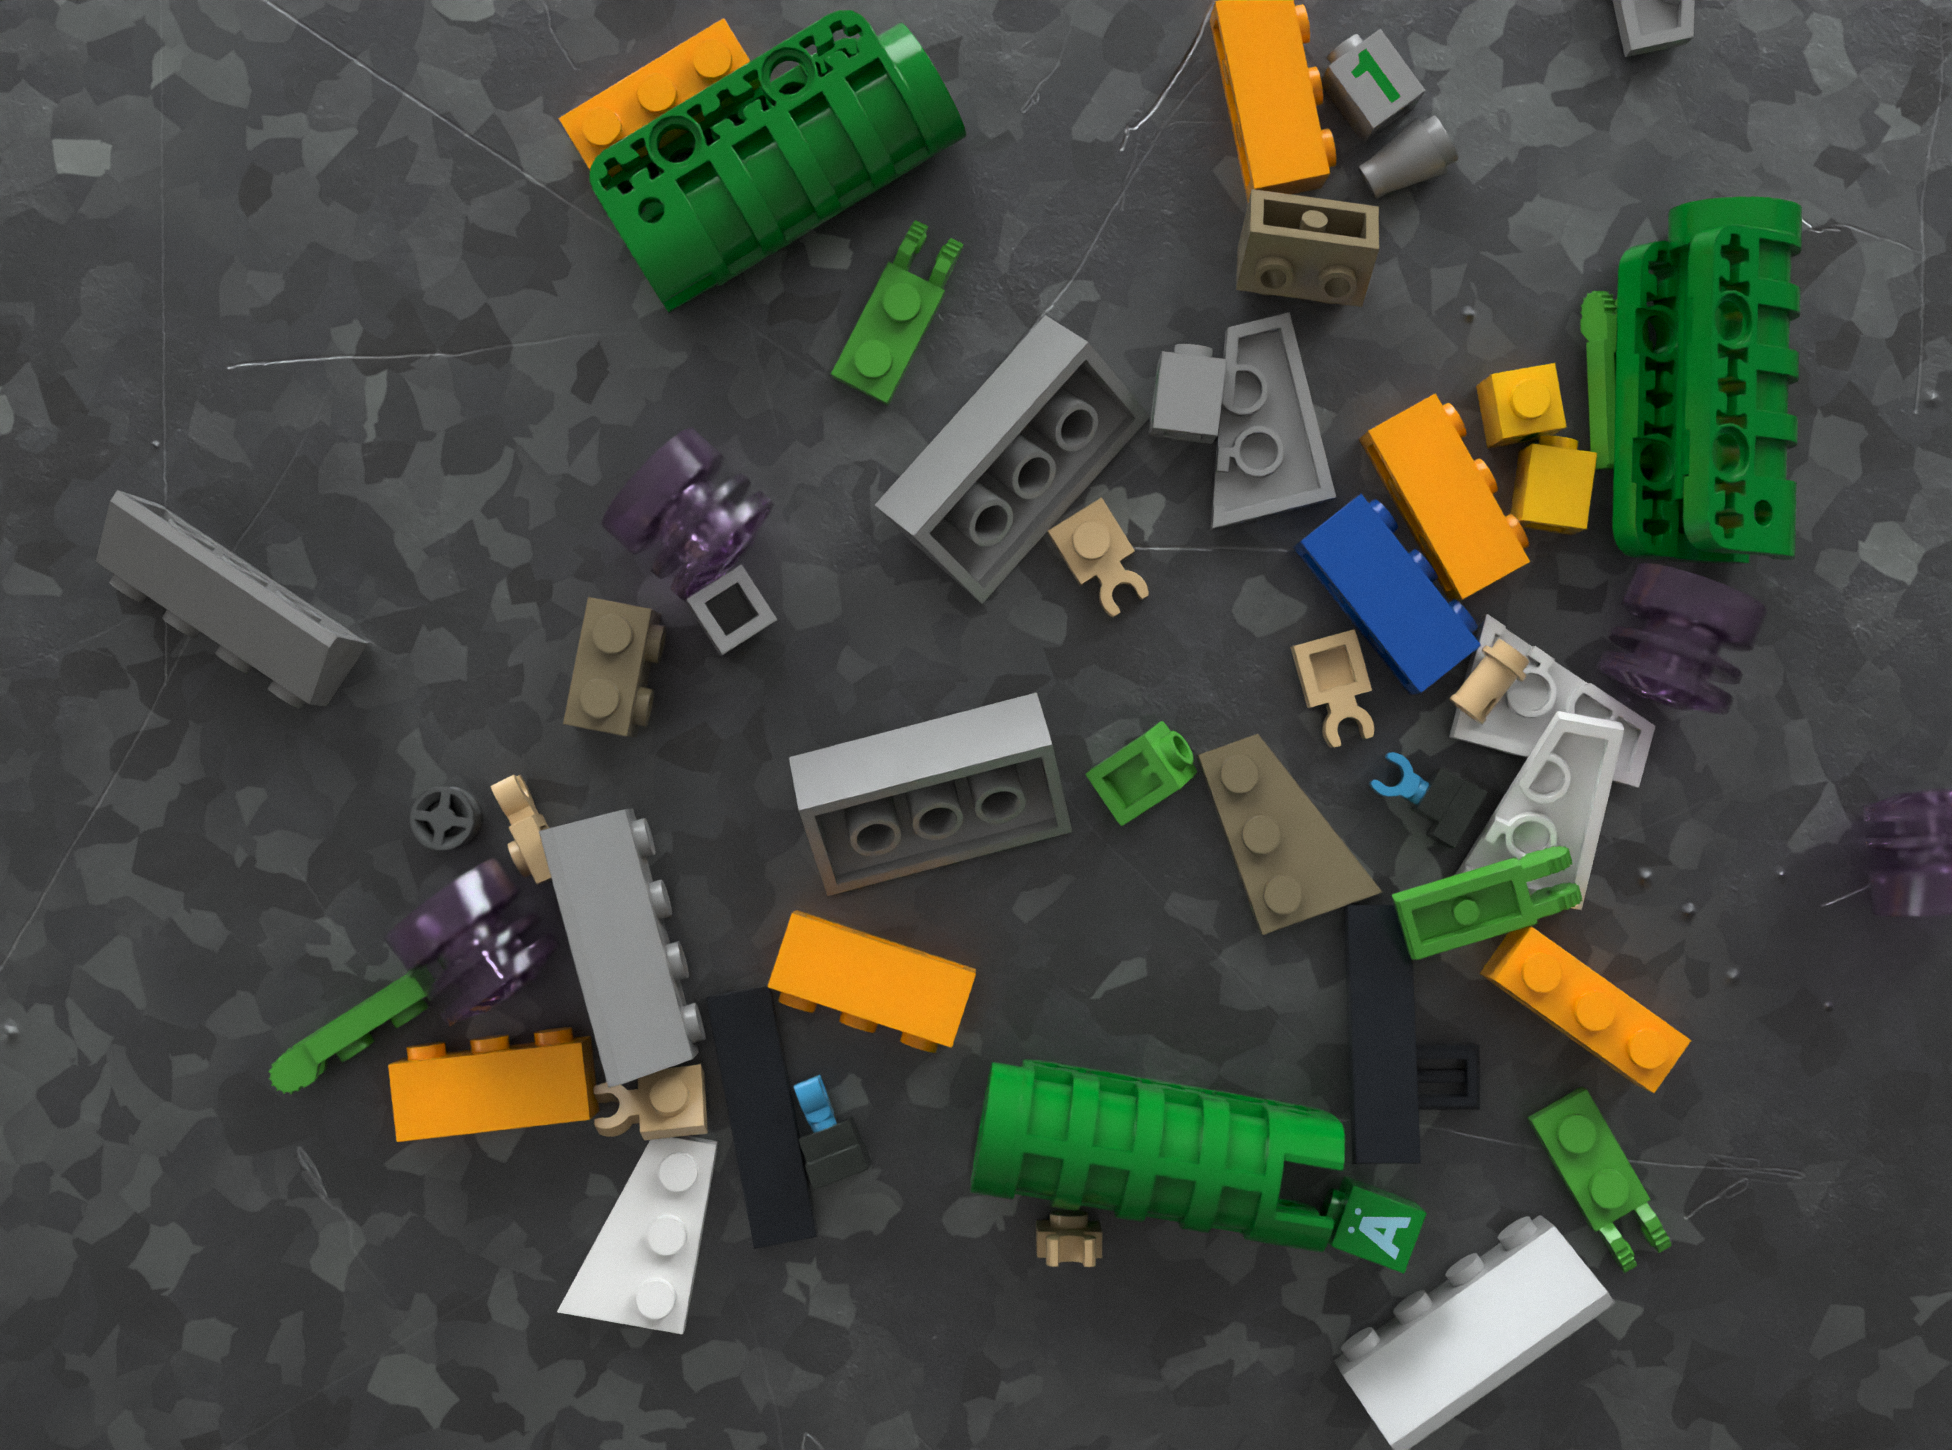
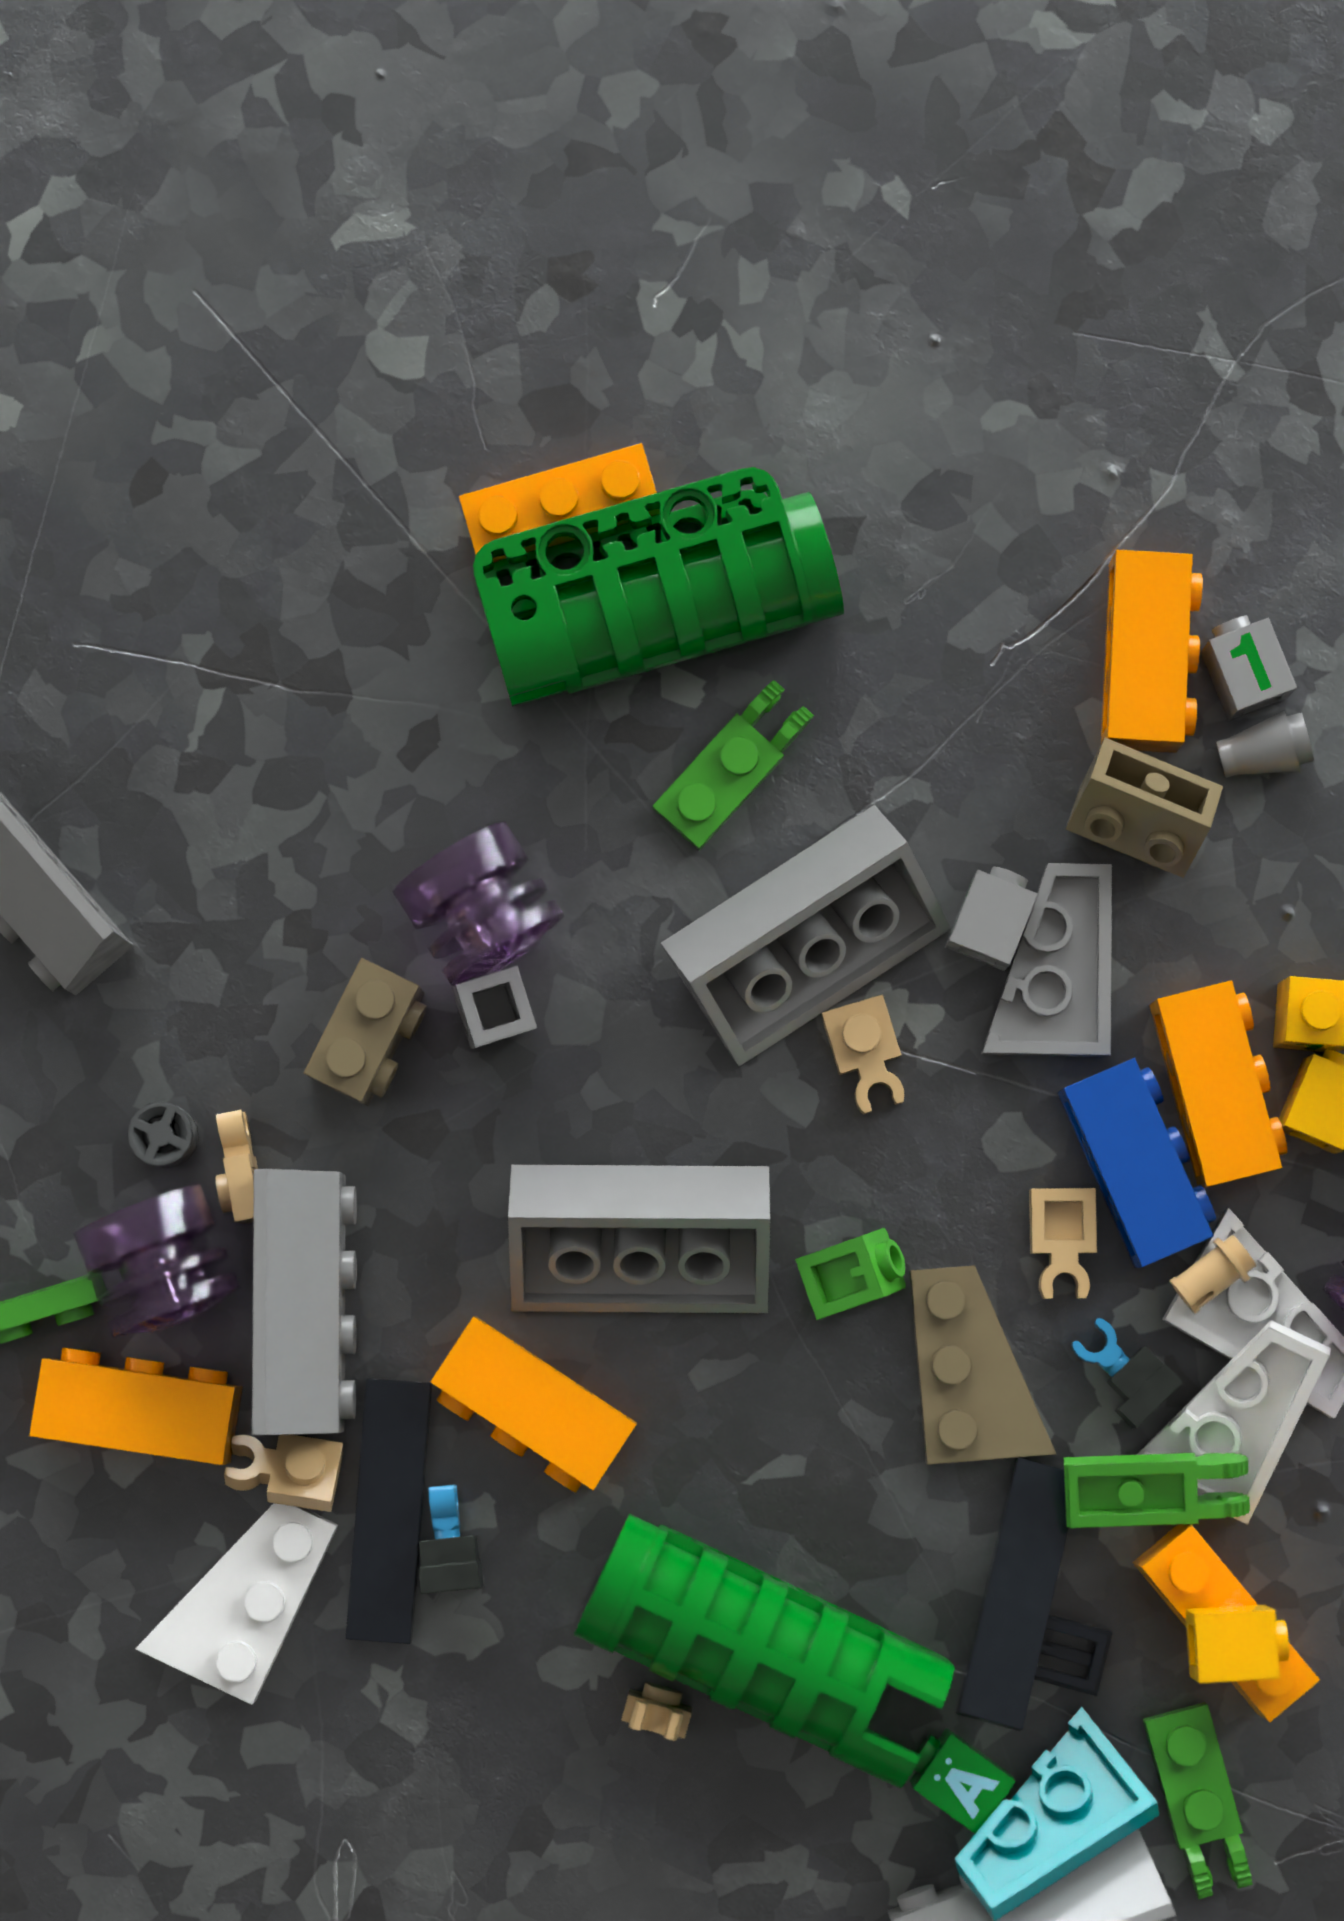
camera: 20 degrees right, 5 degrees down
(1478, 1236) = (1059, 1819): none -> wing
(1606, 1031) = (1235, 1643): none -> yellow brick

